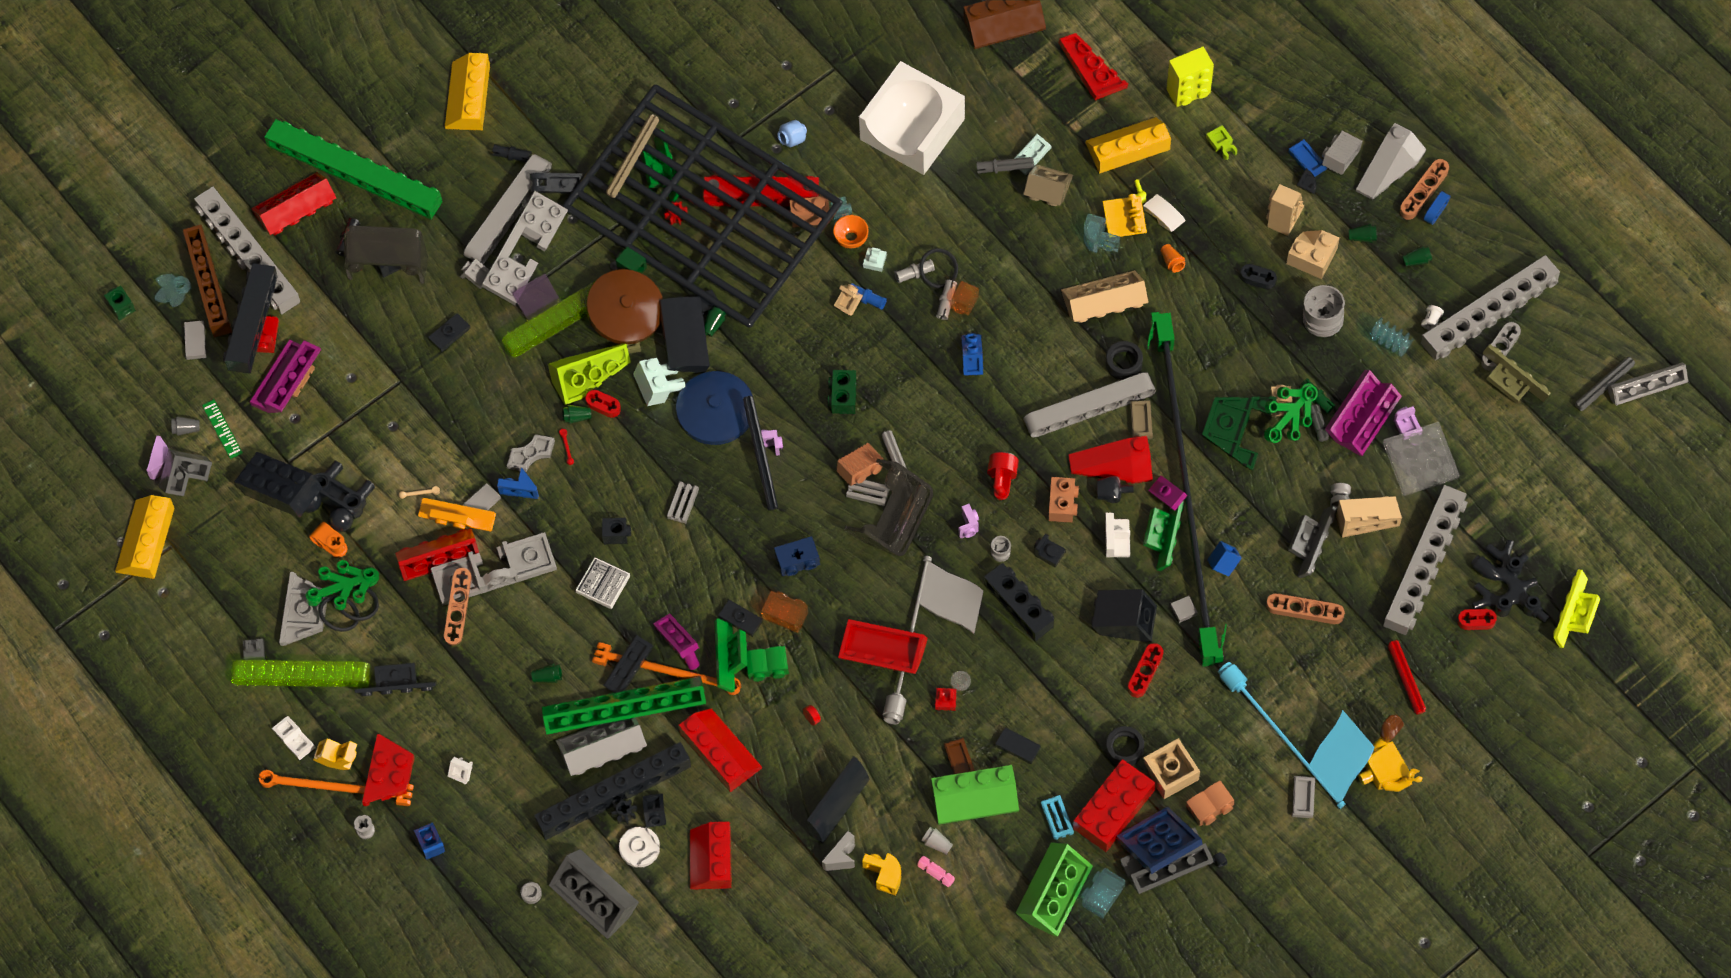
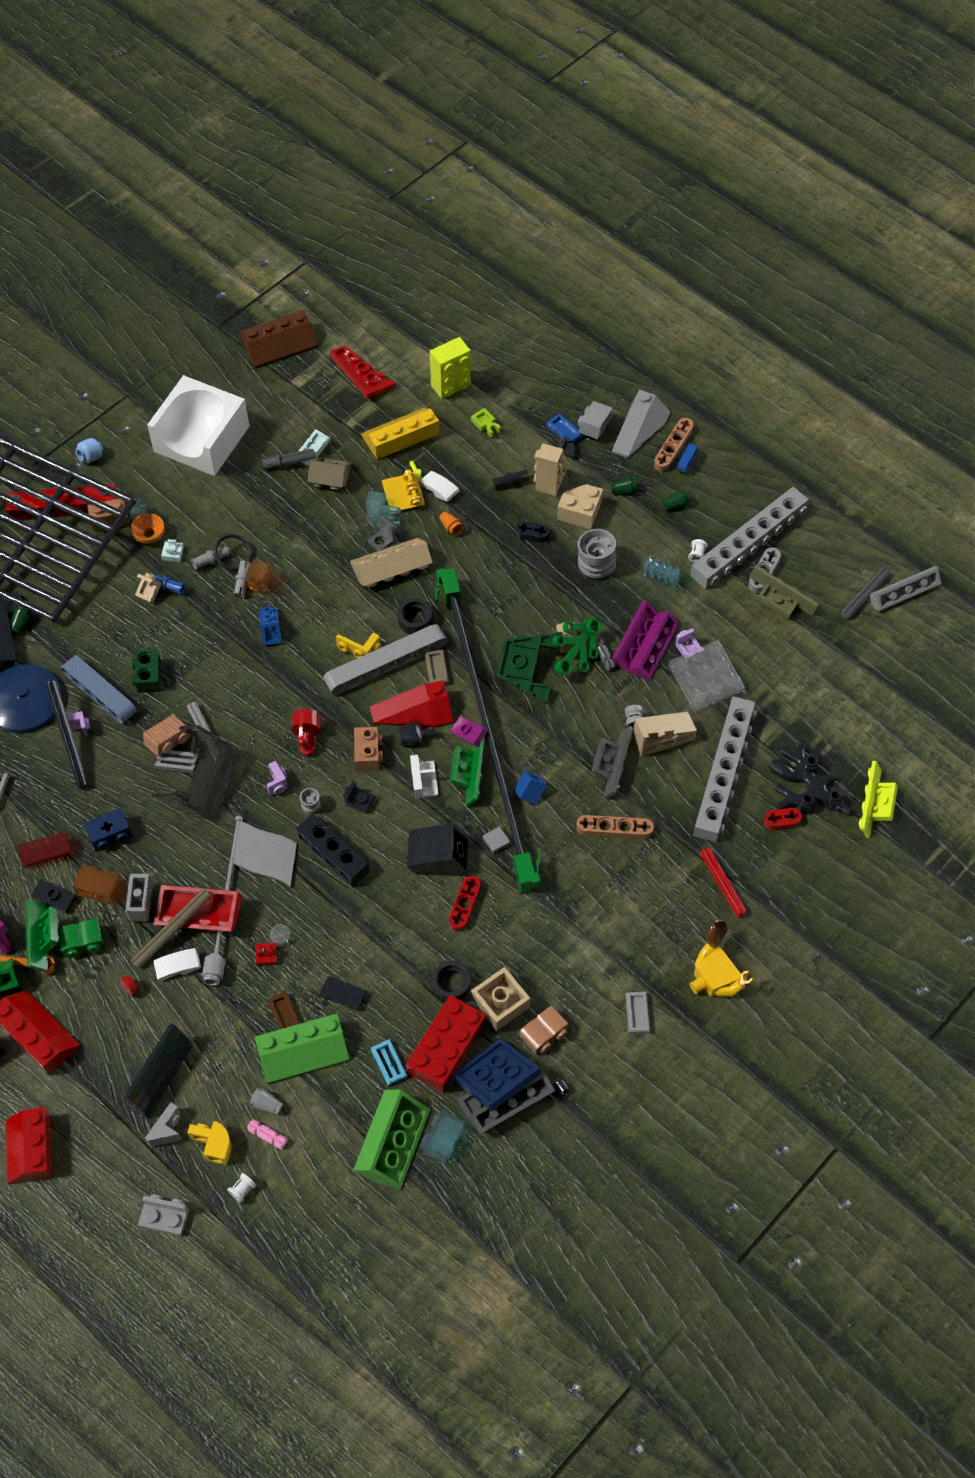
camera: 10 degrees left, 5 degrees down
(733, 569) = (44, 849): none -> clear red piece
(792, 406) = (98, 689): none -> sand blue beam
(826, 629) = (139, 897): none -> light grey brick
(835, 934) = (163, 1215): none -> light grey bracket
(856, 663) = (171, 928): none -> dark tan axle
(859, 698) = (175, 963): none -> white slope
(909, 917) = (241, 1187): none -> white bush
(1076, 389) = (356, 649): none -> yellow bracket
(1103, 261) = (387, 532): none -> dark grey bracket
(1242, 213) = (510, 479): none -> black pin
(1321, 399) = (605, 633): dark green pin -> none
(1338, 756) = (667, 968): medium azure flag -> none

